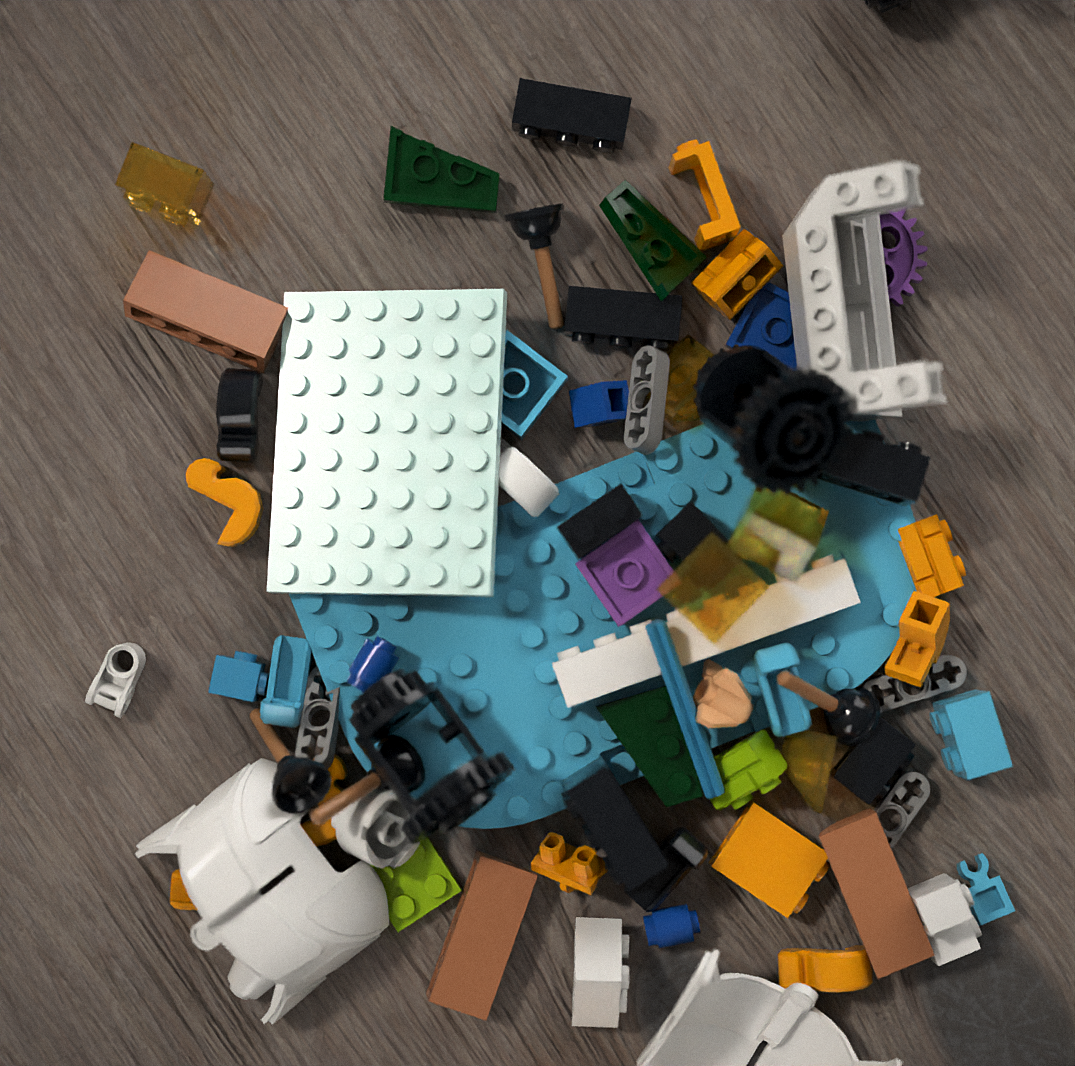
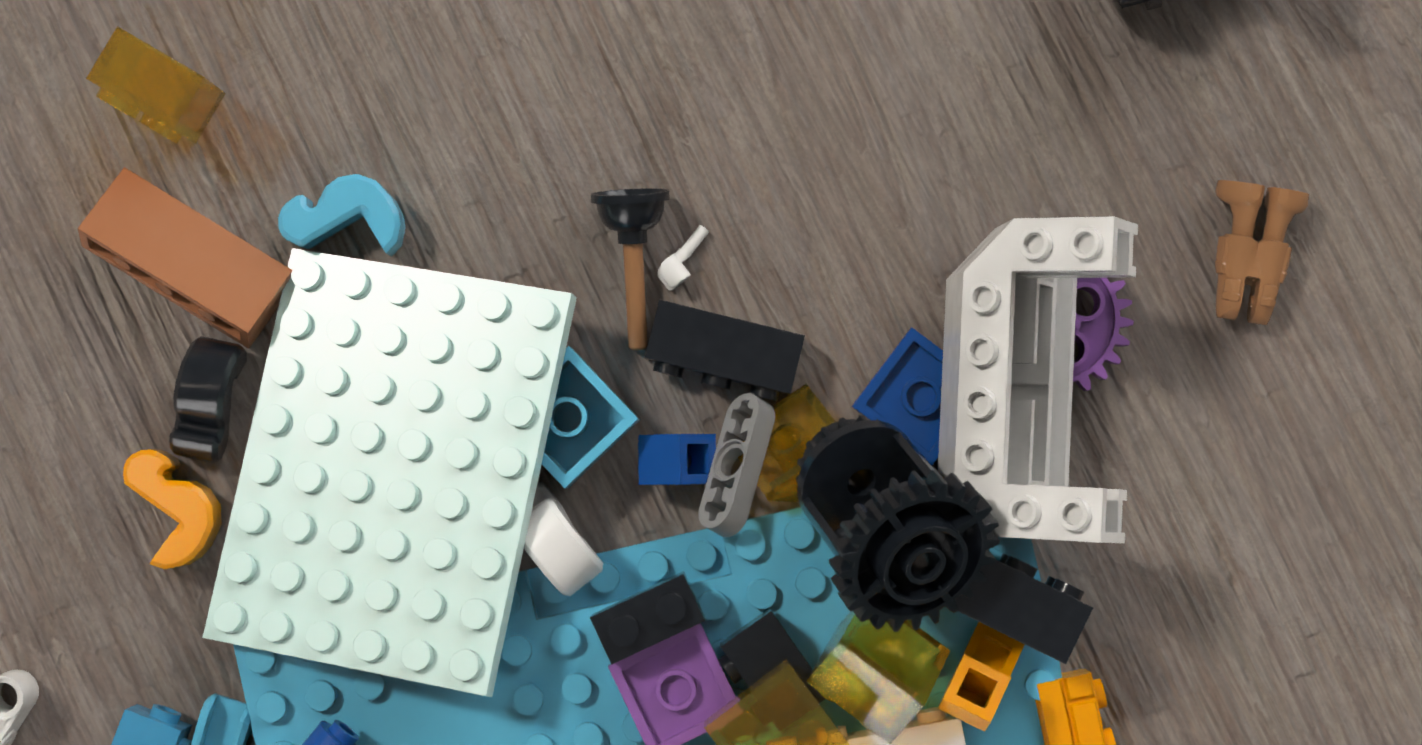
camera: 10 degrees right, 0 degrees up
(315, 255) = (339, 206): none -> medium azure animal
(435, 178) = (511, 131): dark green wing -> none
(570, 115) = (698, 77): black brick -> none
(574, 264) = (672, 271): none -> white hand
(651, 239) = (777, 255): dark green wing -> none
(724, 222) = (858, 164): light orange panel -> none
(737, 274) = (881, 318): light orange brick -> none
(855, 526) = (981, 677): none -> light orange brick
(1008, 189) = (1252, 262): none -> medium nougat piece

